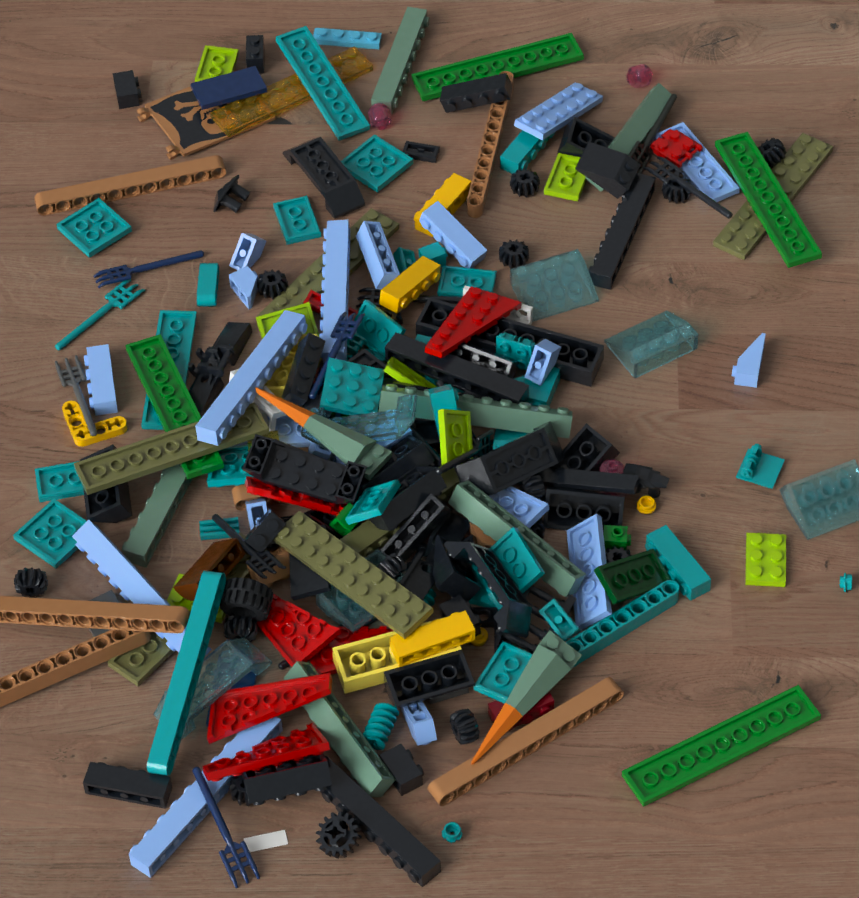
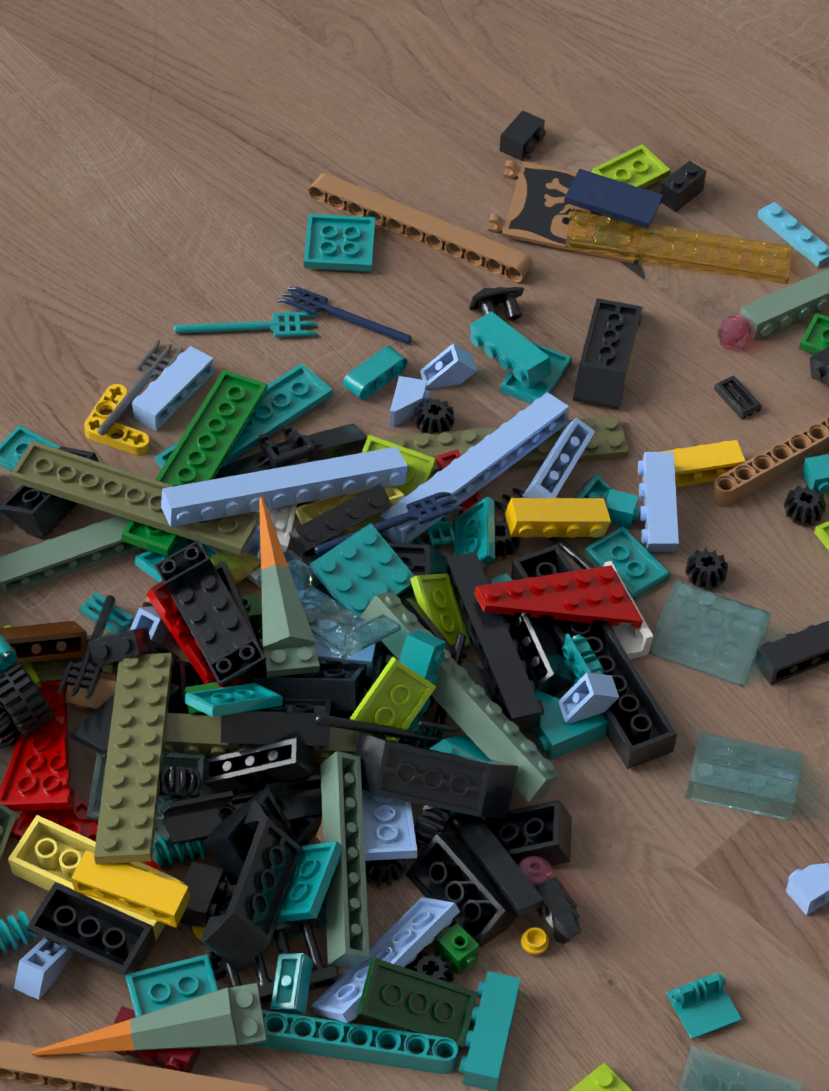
camera: 40 degrees right, 0 degrees up
(271, 214) = (510, 349): none -> teal brick
(322, 83) = (710, 258): teal plate -> none
(376, 163) = (677, 375): teal plate -> none
(464, 726) = (74, 1009): black gear -> none

